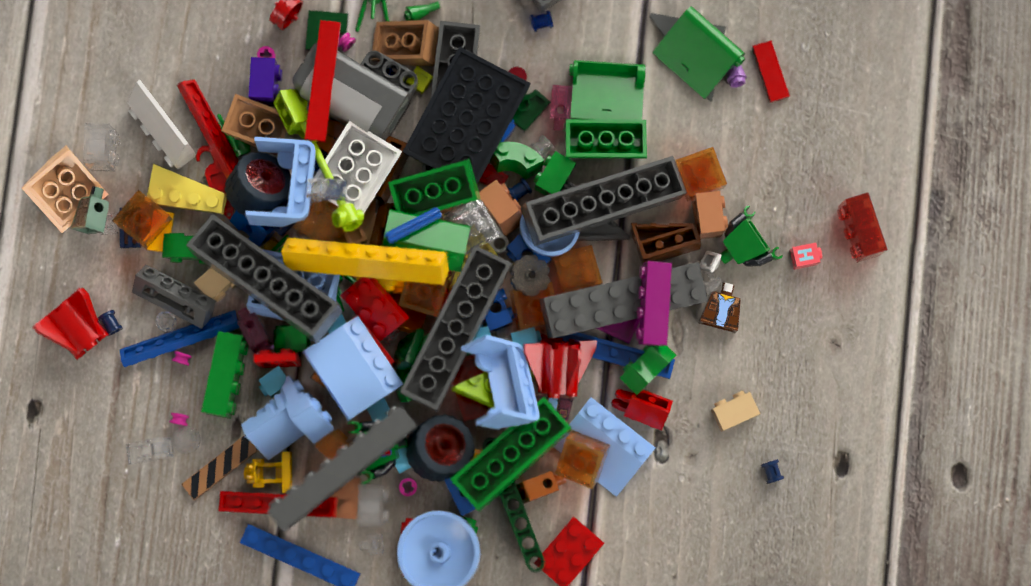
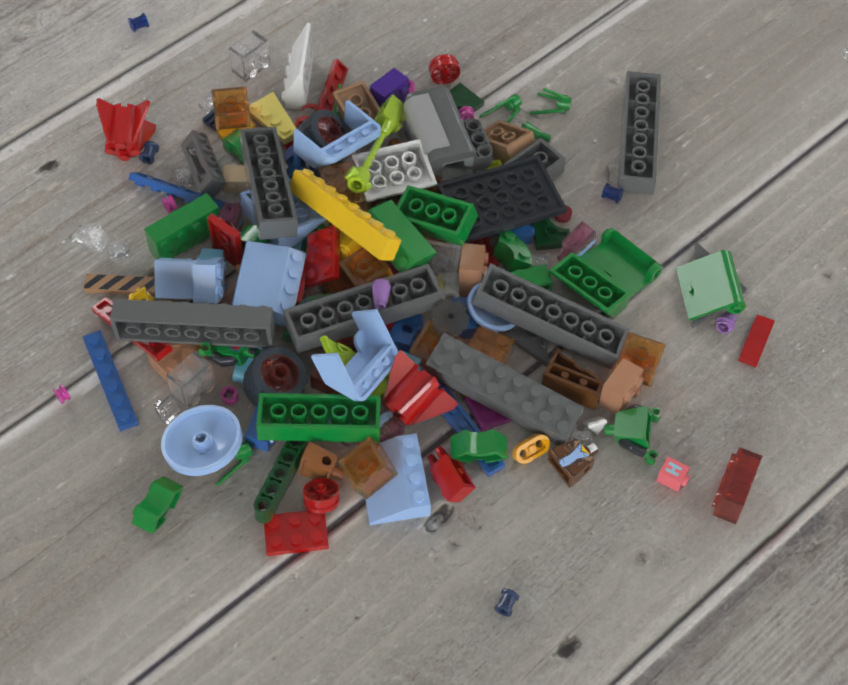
camera: 45 degrees right, 25 degrees down
(60, 186) = (203, 63): light nougat slope -> none
(91, 213) = (203, 83): sand green torso -> none
(179, 419) = (128, 235): dark pink bush -> none
(322, 81) = (424, 103): red tile -> none
(326, 189) = (362, 153): clear leg -> none
(413, 225) = (397, 216): blue axle -> none
(467, 310) = (380, 293): none -> medium lavender cone
(563, 509) = (320, 492): none -> red wheel
(654, 303) = (522, 399): magenta brick -> none
(682, 327) = (529, 448): none -> light orange plate
(735, 411) = (517, 536): tan brick -> none

